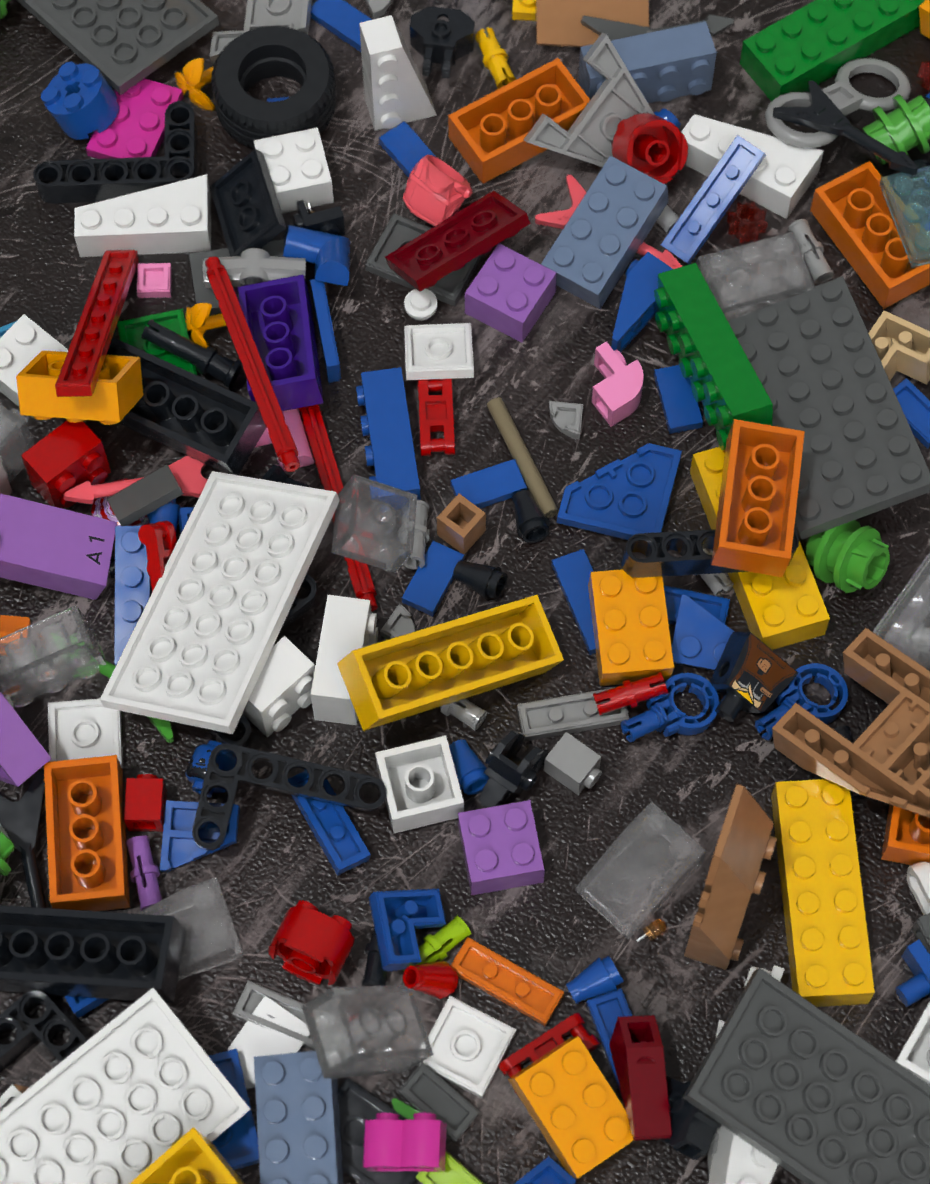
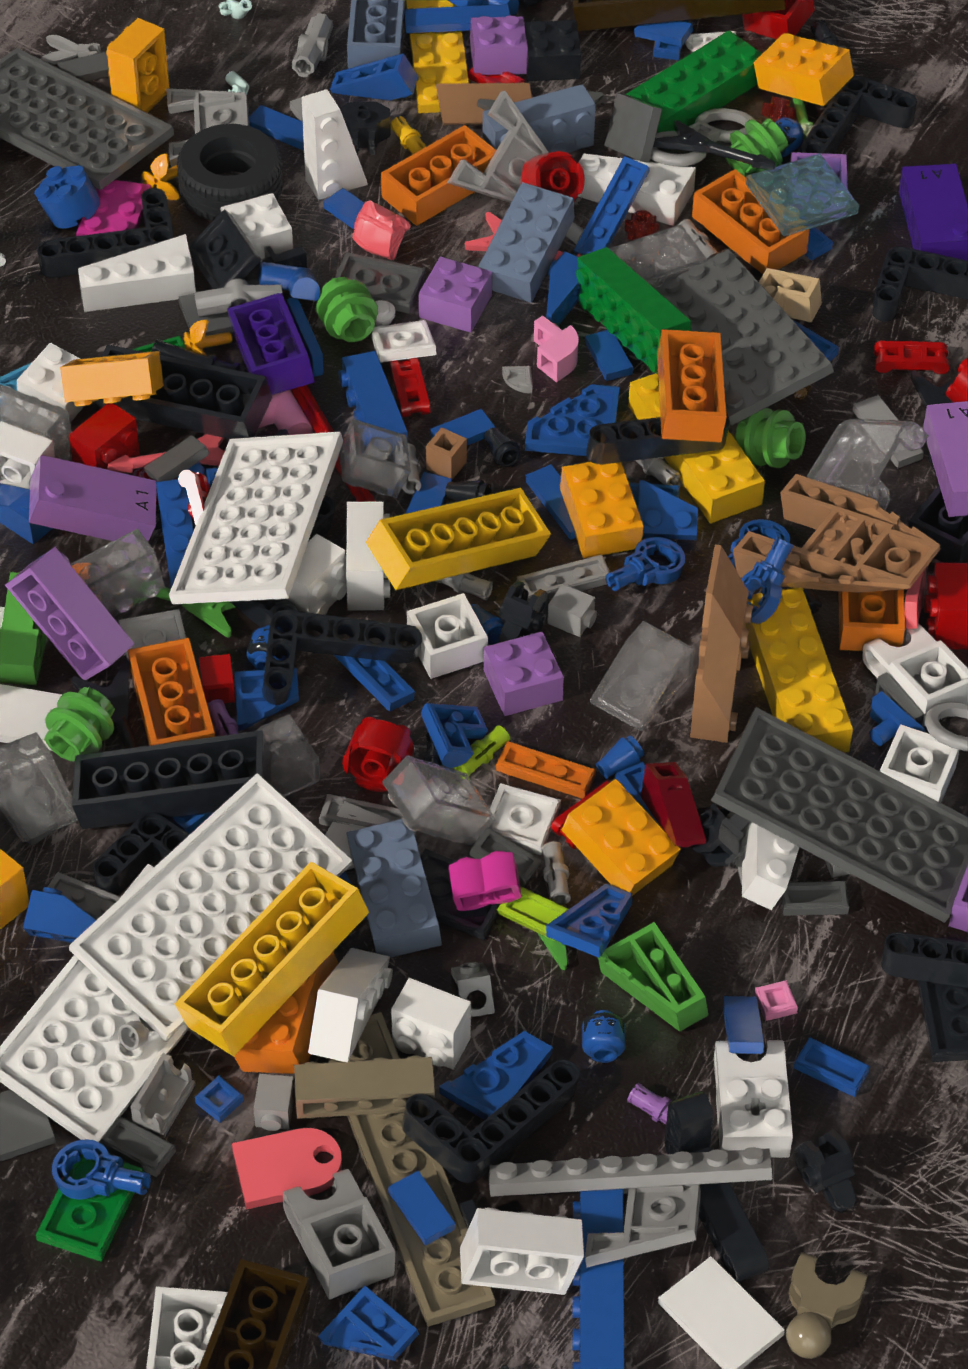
camera: 10 degrees left, 15 degrees down
(97, 324) = (117, 334): red tile -> none
(154, 280) = (151, 320): bright pink tile -> none
(253, 364) = (253, 350): red piece -> none
(378, 303) = (347, 302): none -> bright green piece
(433, 979) = (484, 769): red cone -> none
(457, 240) = (407, 257): dark red plate -> none
(493, 1133) = (556, 873): none -> light grey pin
(522, 456) = (482, 402): dark tan piece -> none
(630, 693) = (610, 553): red pin -> none
(653, 929) = (661, 720): clear orange piece -> none
(749, 676) = (703, 526): torso -> none
(757, 87) = (633, 127): none -> dark grey tile
(808, 778) = (769, 576): none -> blue pin

